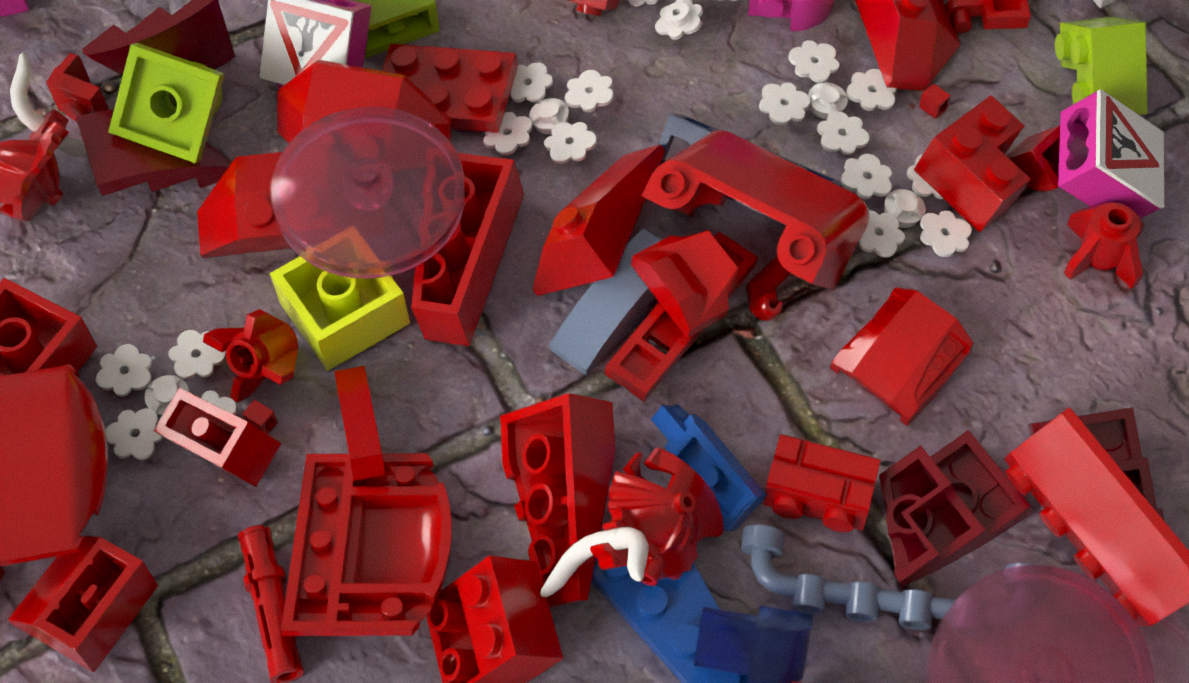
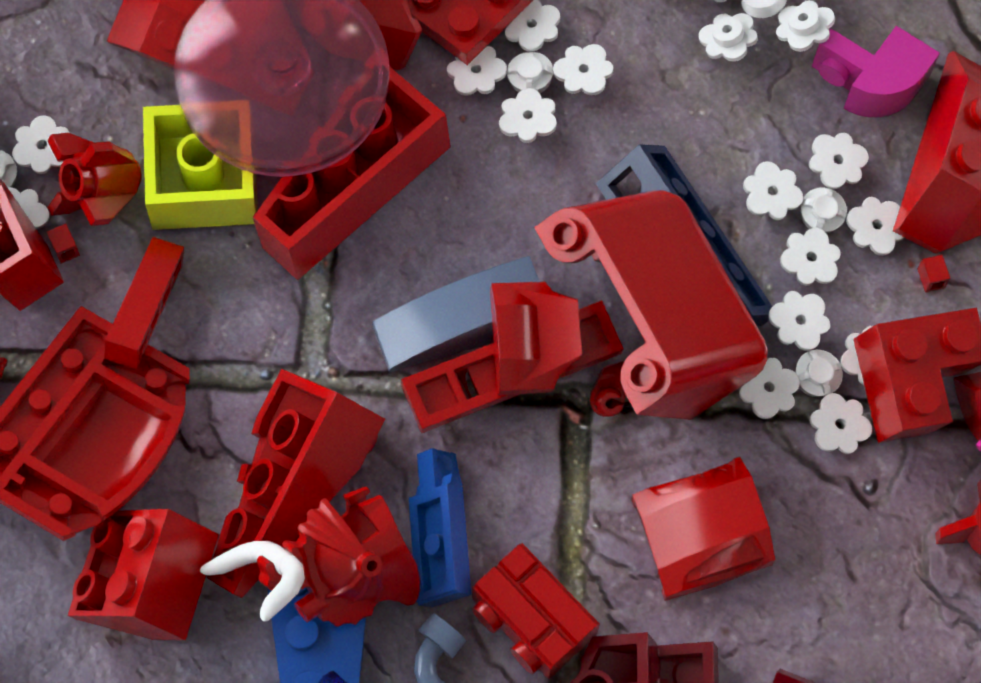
camera: 25 degrees right, 10 degrees up
(596, 225) = (486, 226): red wedge -> none

